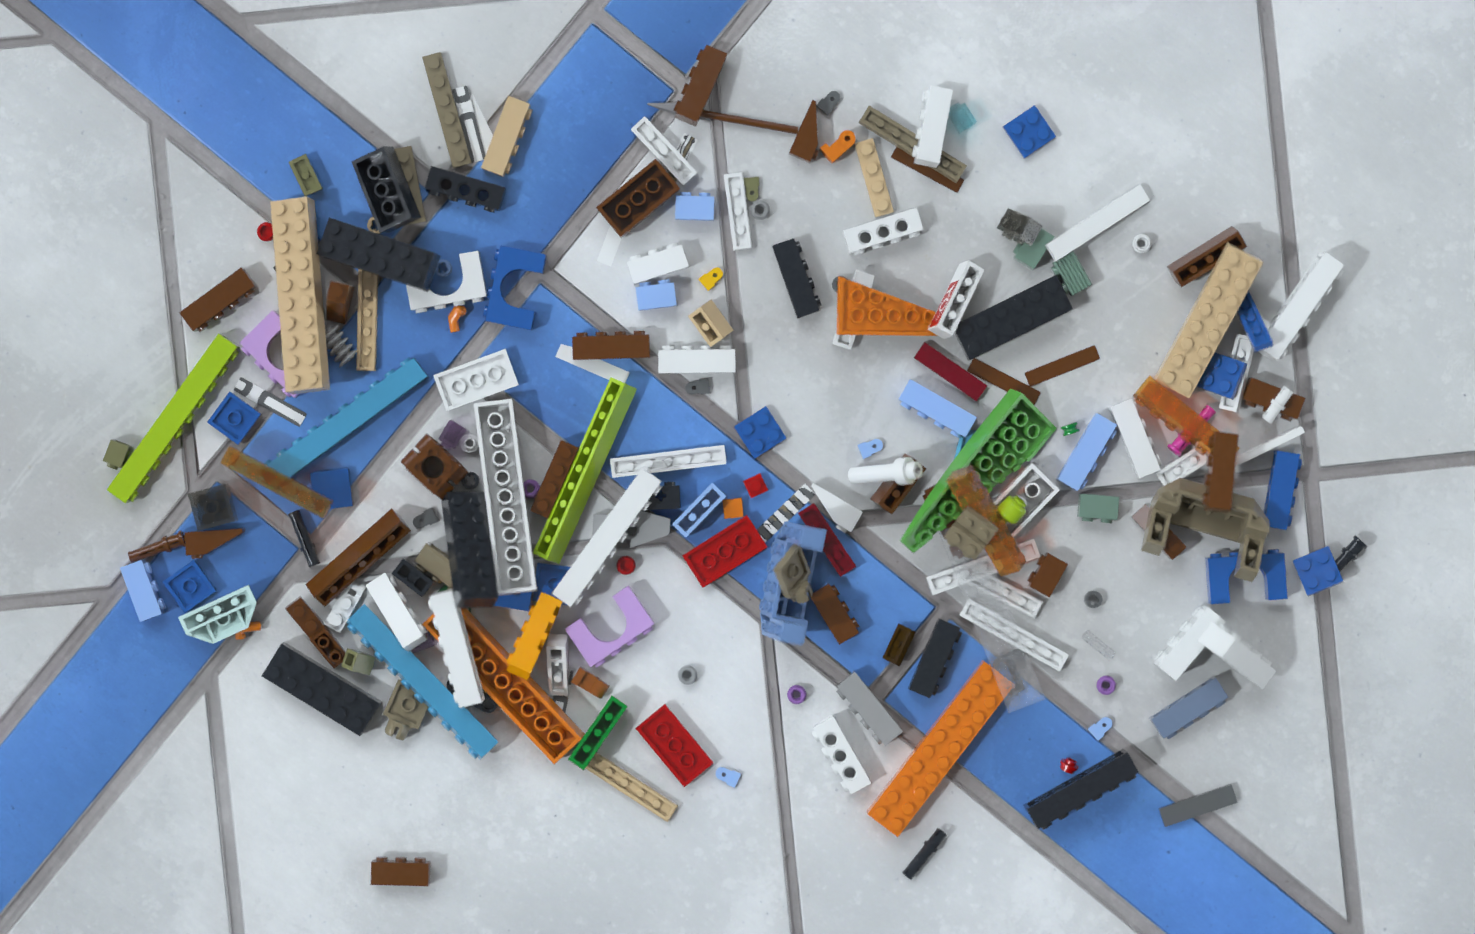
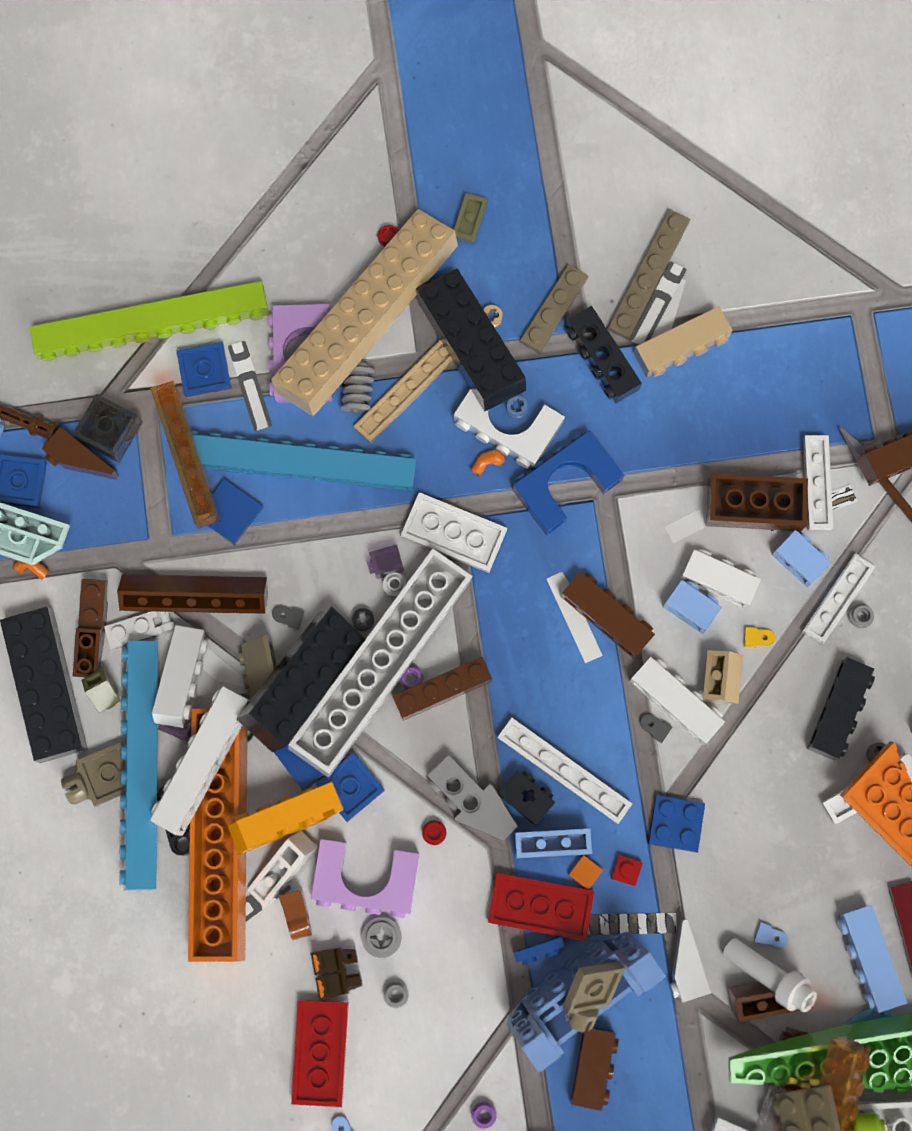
camera: 40 degrees right, 10 degrees down
(116, 454) = (70, 305): olive brick -> none
(218, 299) = (290, 255): reddish brown brick -> none
(307, 546) = (161, 533): black pin -> none
(338, 301) = (396, 348): reddish brown slope -> none
(386, 189) = (531, 289): black brick -> none
(413, 577) = (225, 658): black brick -> none
(452, 467) = (354, 591): reddish brown piece -> none
(584, 470) = (477, 706): lime brick -> none
(597, 733) = (257, 970): green brick -> none
(606, 537) = (441, 787): white brick -> none
(631, 787) = (239, 1045): tan tile -> none
(649, 697) = (337, 983): none -> dark brown hips
(650, 660) = (373, 928): none -> light grey gear
(742, 584) = (529, 954): none -> blue plate
(751, 184) = (873, 586): olive piece -> none
(832, 547) = (648, 1004): dark red plate -> none

